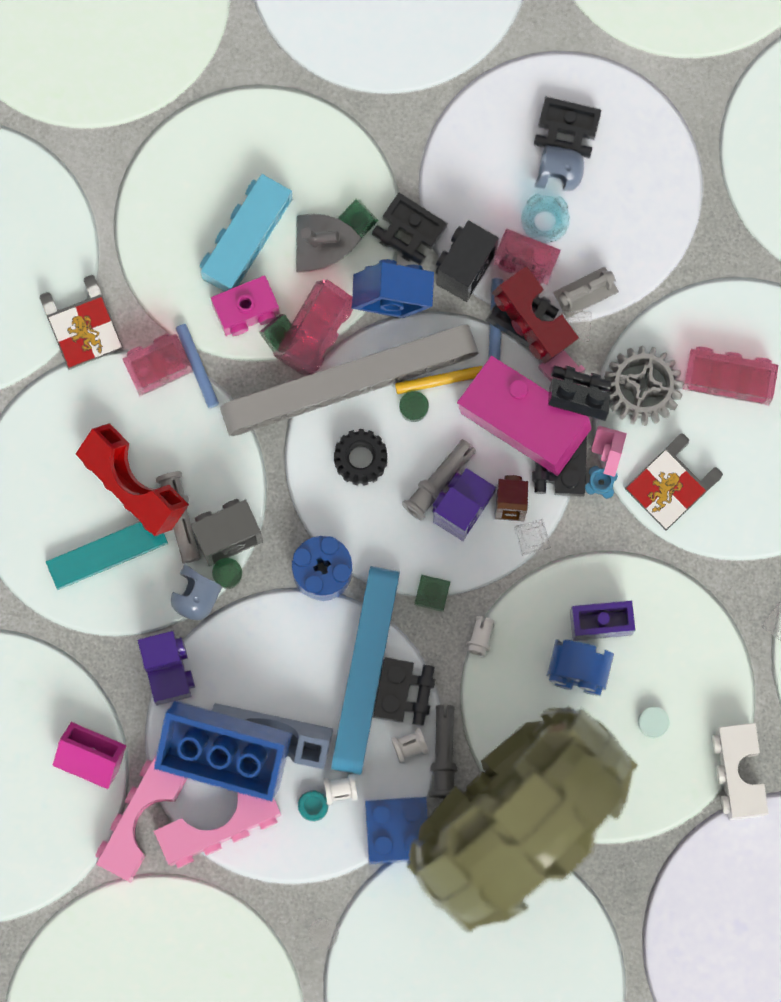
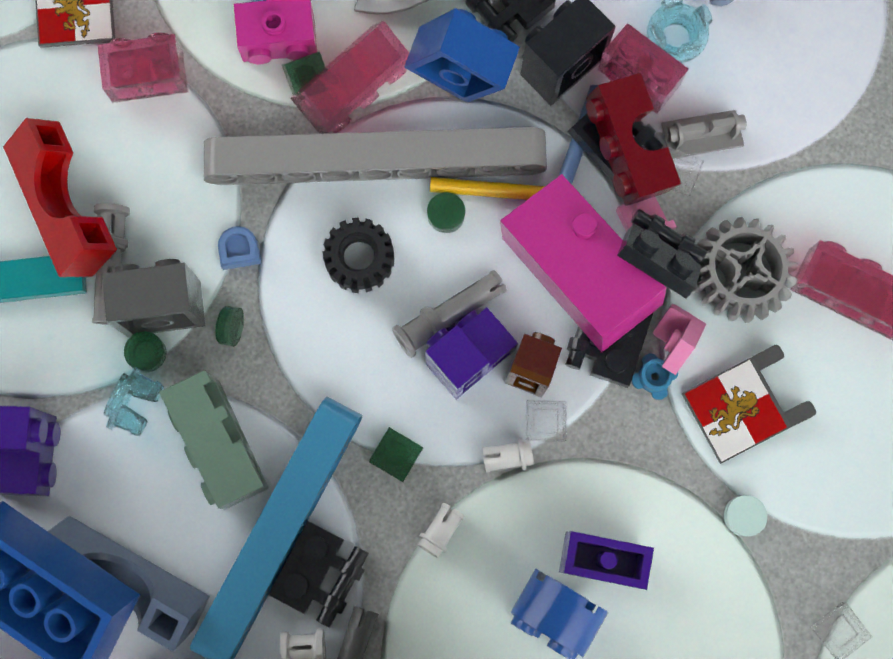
camera: 15 degrees right, 0 degrees up
(197, 366) = (195, 86): medium blue bar -> none
(198, 597) = (96, 373): sand blue helmet -> none
(230, 620) = (128, 386): none -> clear light blue piece
(270, 478) = (238, 248): none -> medium blue tile
(283, 536) = (229, 326): none -> clear green tile
(301, 620) = (213, 440): none -> sand green wedge
(326, 551) = (246, 365): blue brick -> none
(513, 569) = (508, 456): none -> white pin
(693, 562) = (745, 516): none -> light aqua tile

